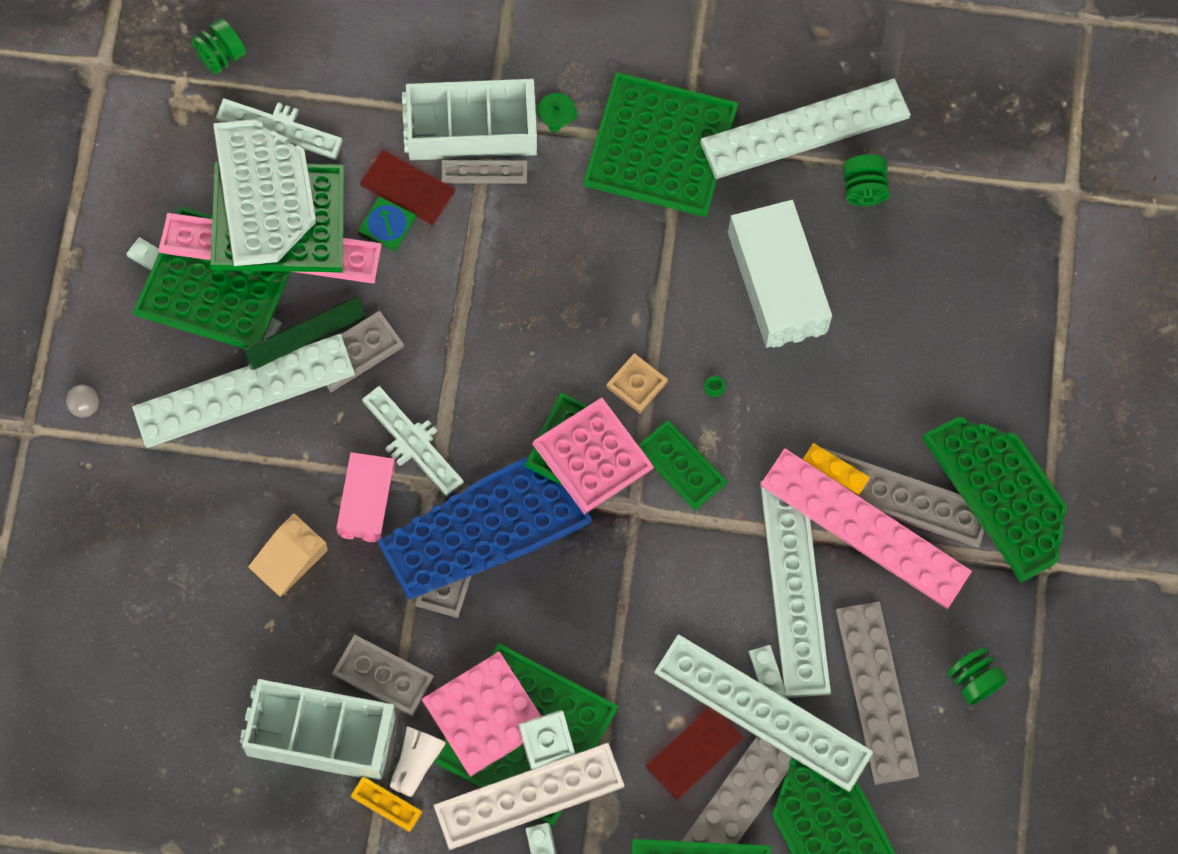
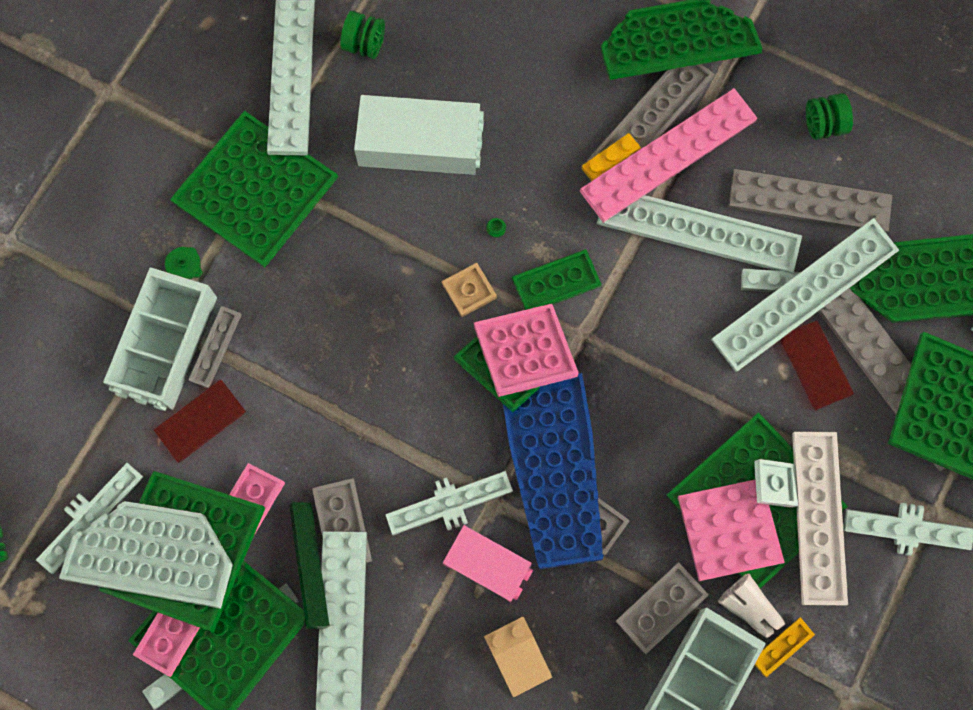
camera: 65 degrees left, 5 degrees up
(387, 224) = (228, 452): tile -> none

